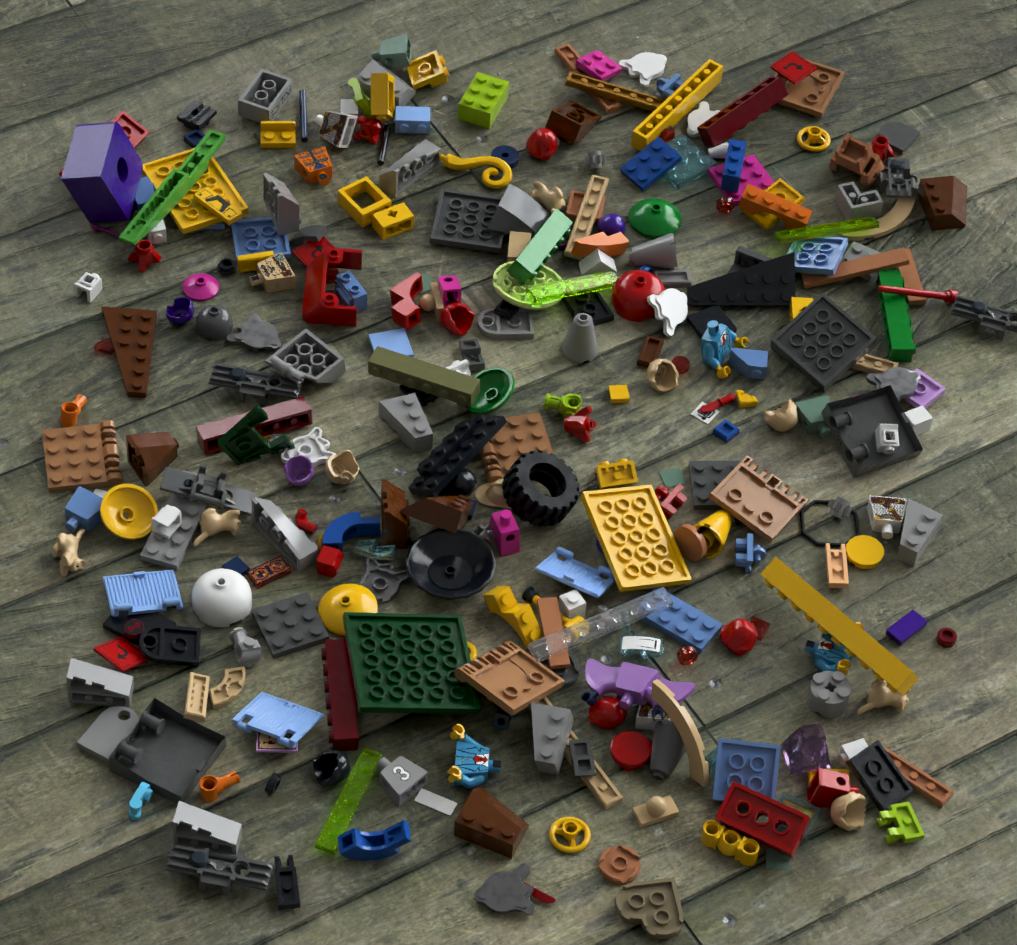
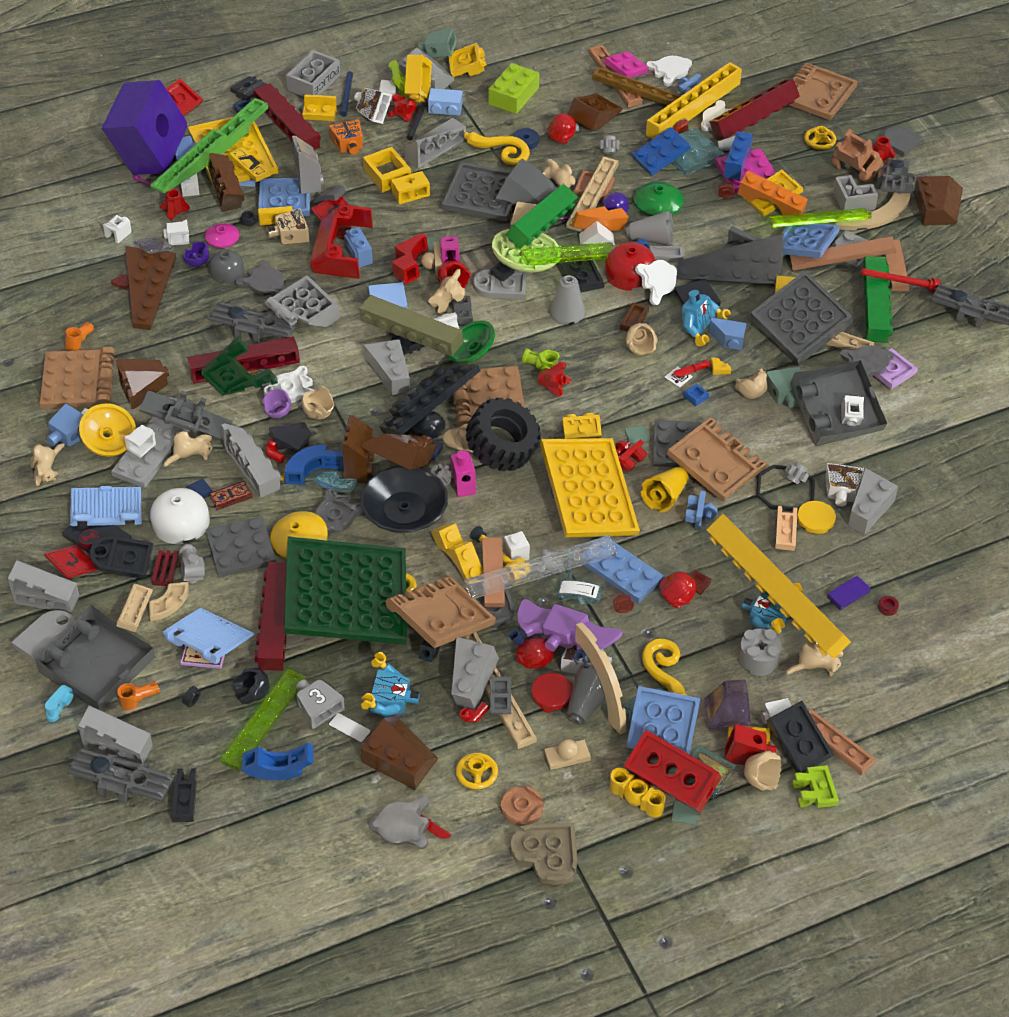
camera: 10 degrees right, 0 degrees up
(131, 303) = (153, 245): none -> clear piece
(154, 288) = (177, 233): none -> white window
(197, 228) = (225, 182): none -> reddish brown wedge
(217, 640) = (175, 556): none -> dark red tile
(245, 147) = (286, 117): none -> dark red brick
(319, 504) = (290, 436): none -> black slope
(329, 561) = (289, 489): red piece -> none
(456, 335) = (449, 290): none -> tan animal
(559, 779) = (473, 715): none -> red arm
(576, 573) = (525, 516): light blue window -> none
(618, 394) = (597, 354): yellow tile -> none
(682, 364) = (662, 331): clear red tile -> none
(690, 543) = (642, 495): nougat tile -> none
(738, 728) = (663, 678): none -> yellow plant
(793, 67) = (808, 74): red piece -> none
(919, 419) = (887, 396): white brick -> none

